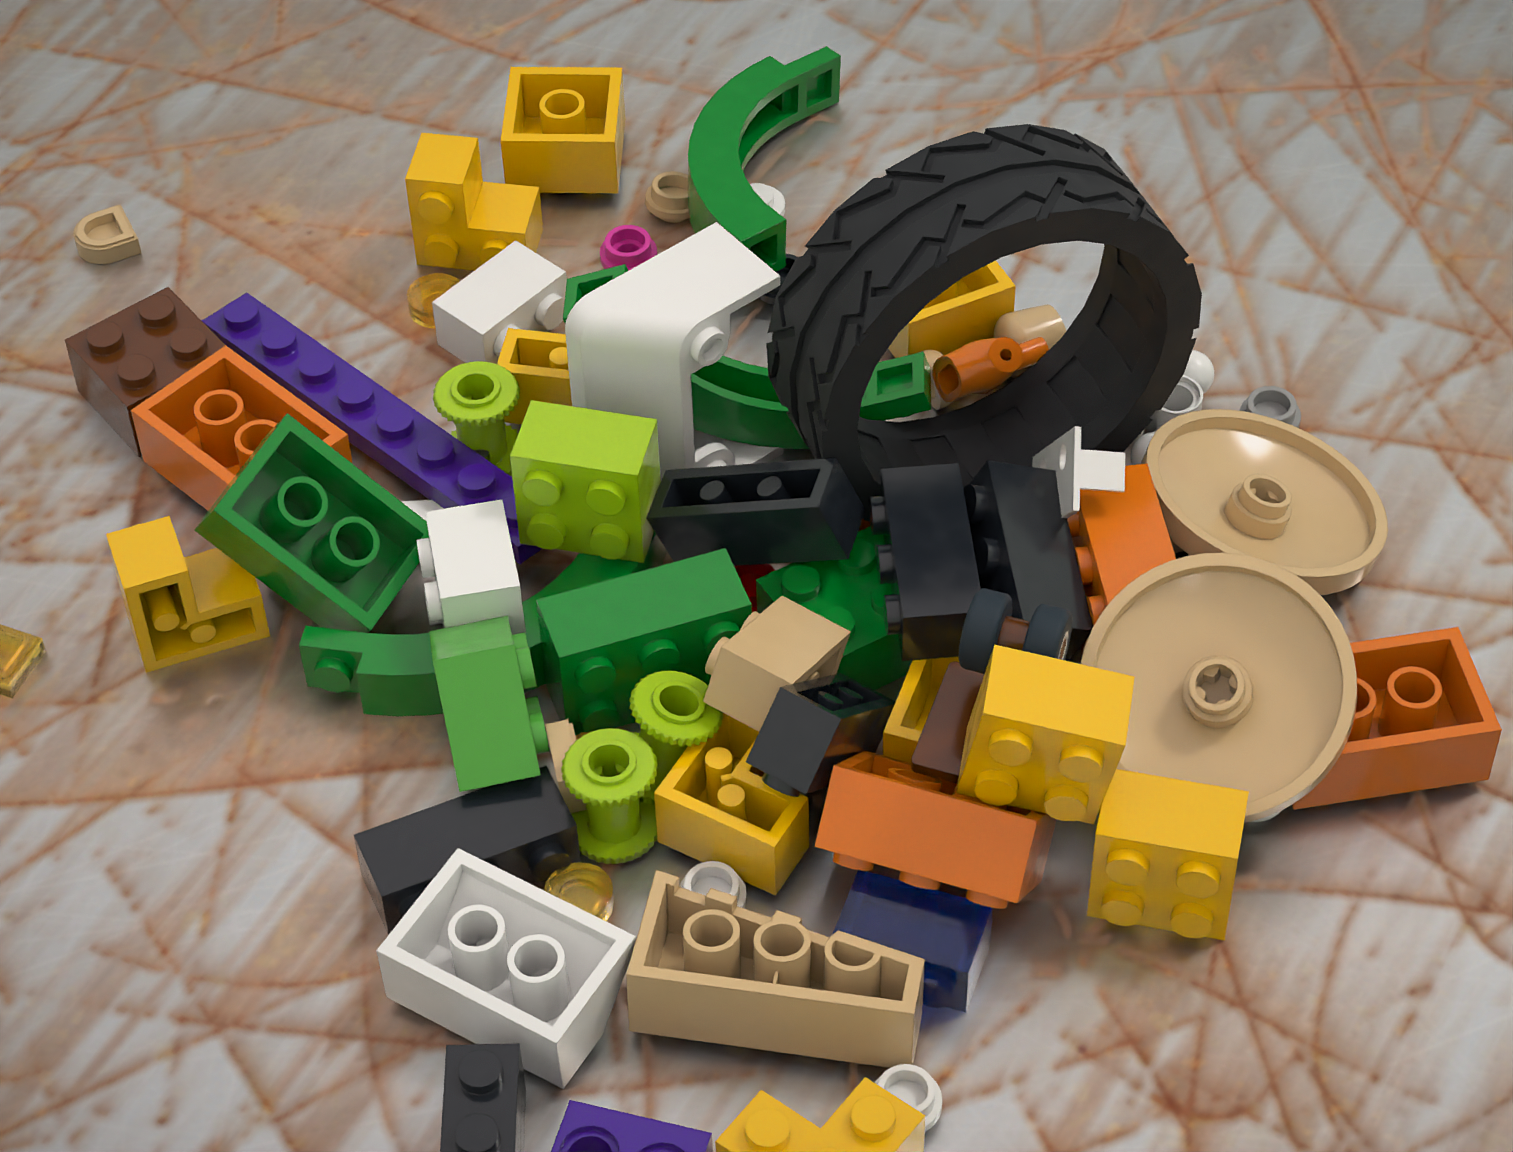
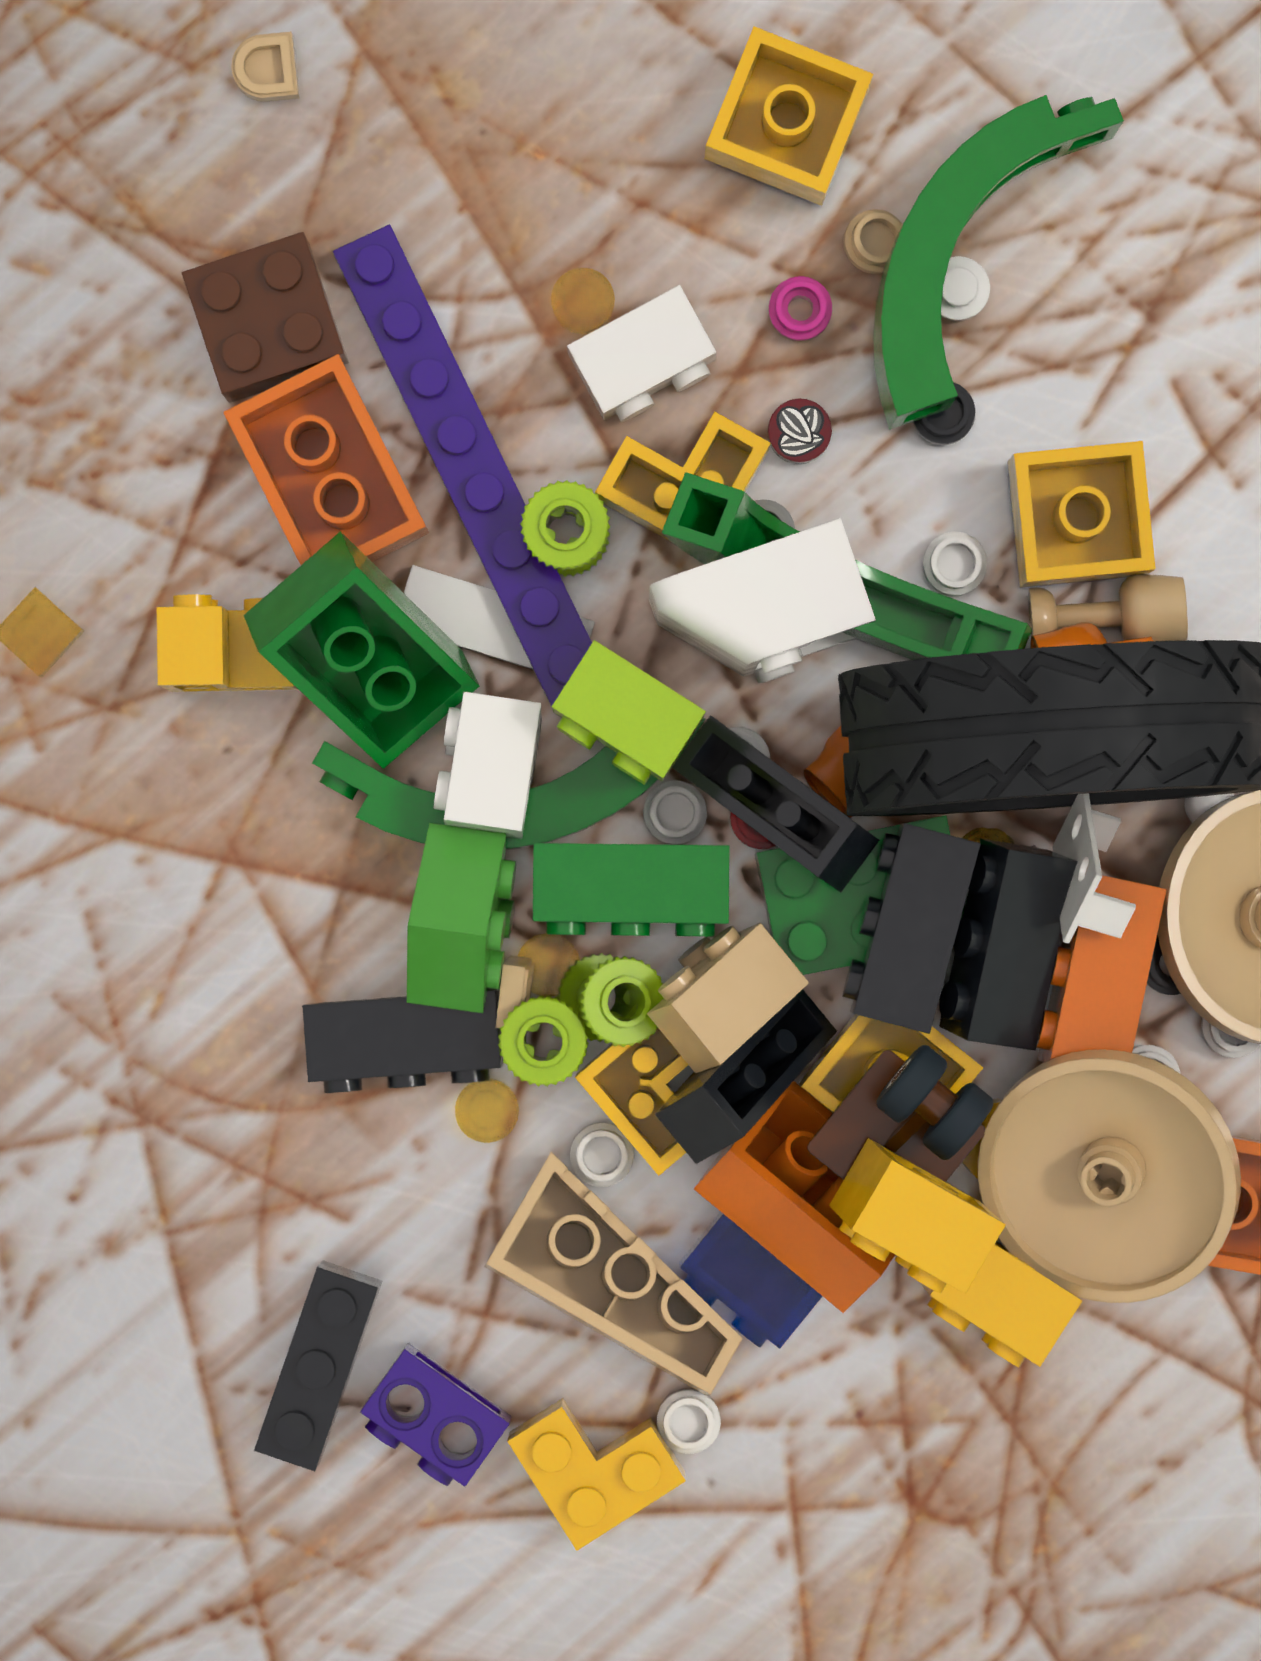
camera: 20 degrees right, 40 degrees up
(459, 216) = (650, 215): yellow brick -> none
(507, 965) = (395, 1191): white slope -> none

